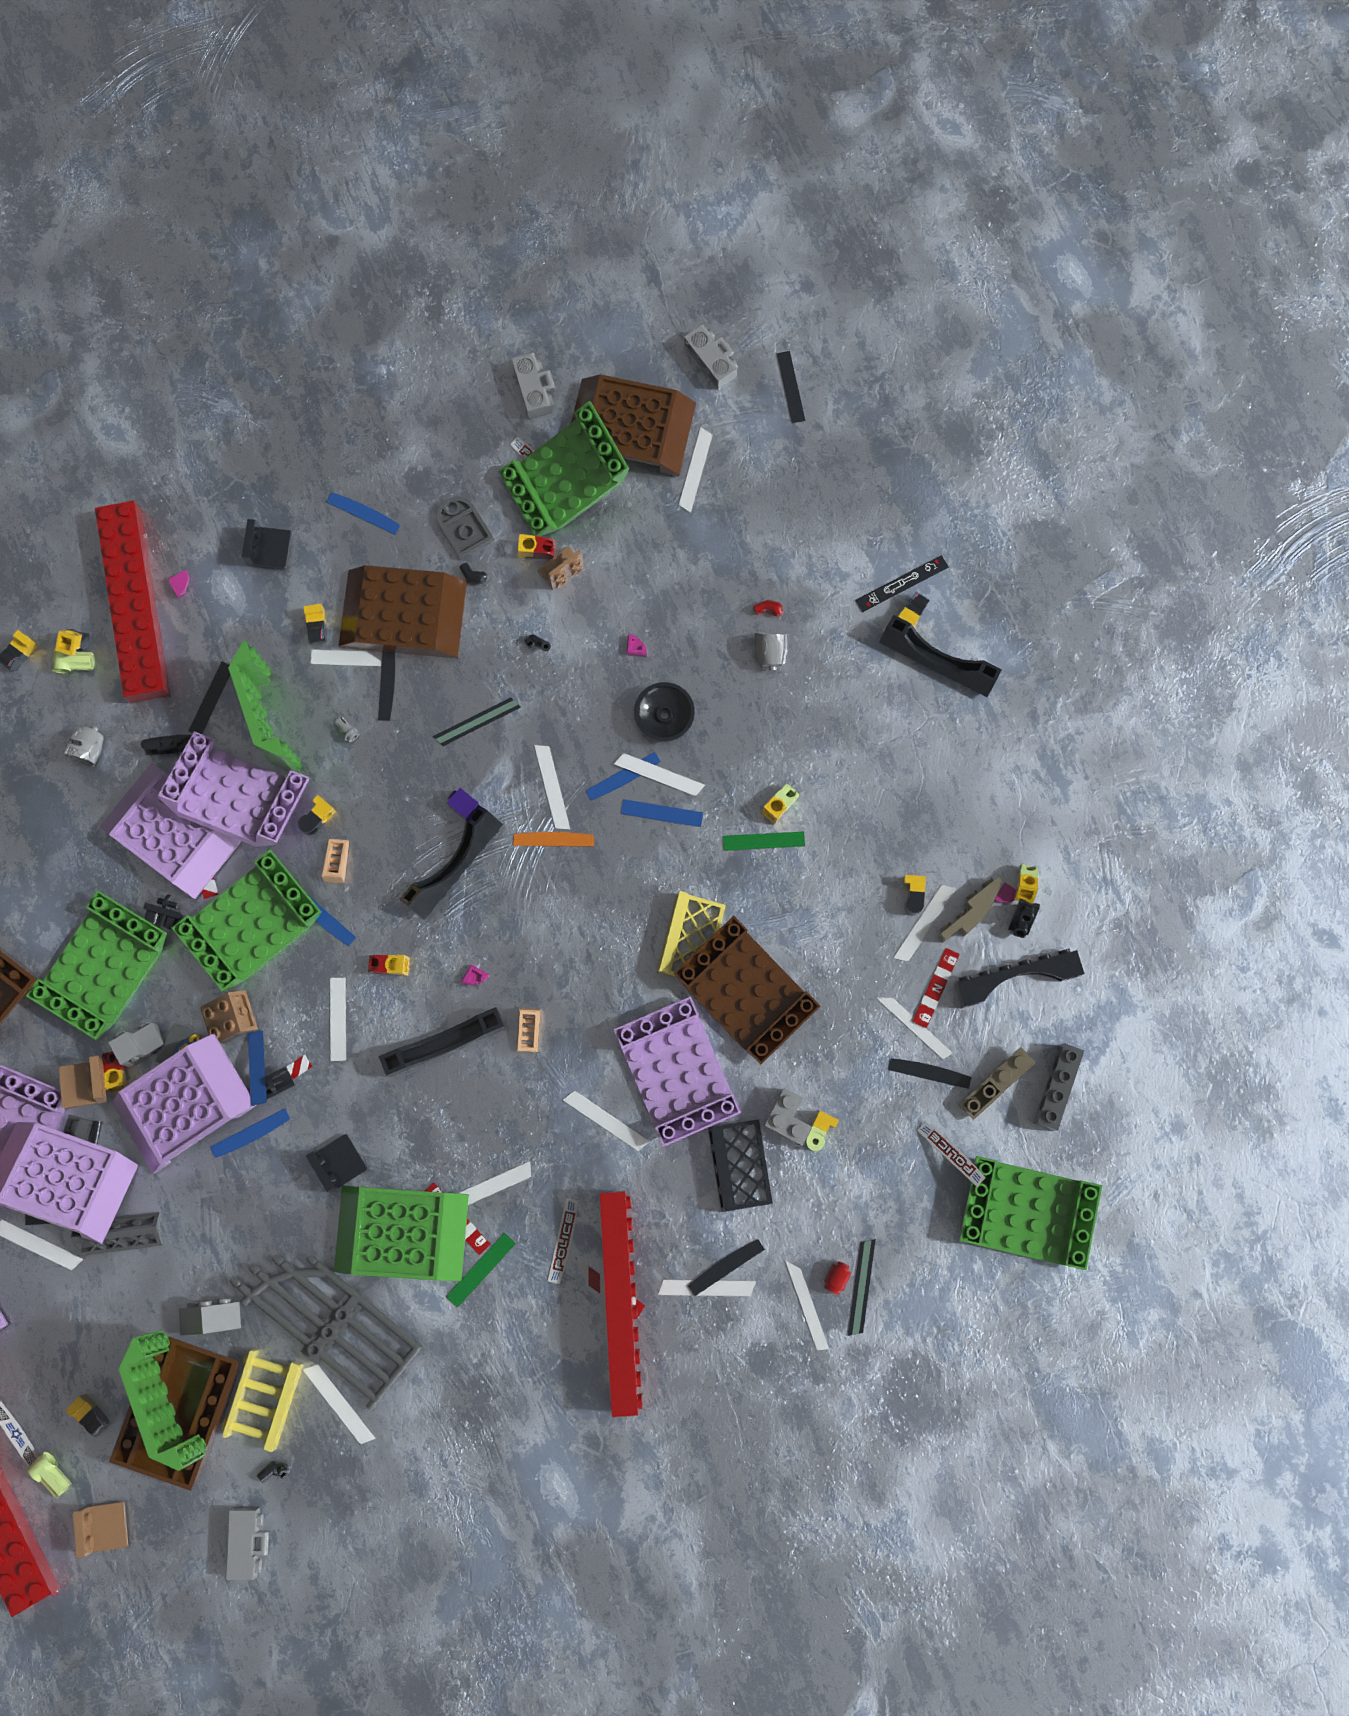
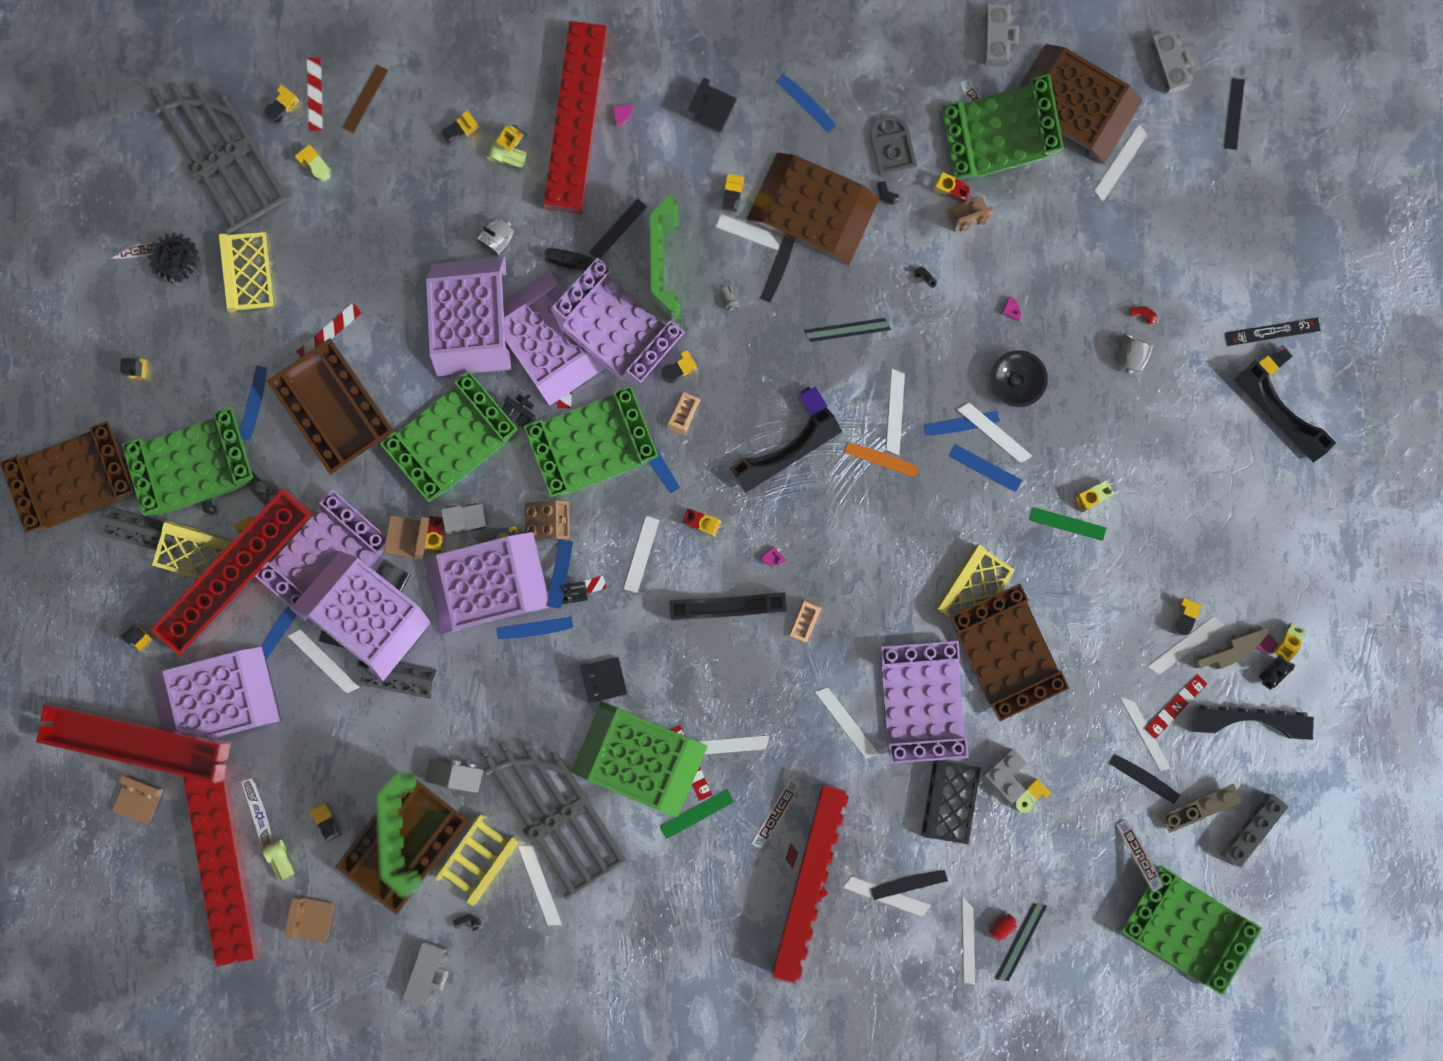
camera: 20 degrees right, 5 degrees up
(79, 837) = (467, 316): none -> lavender slope

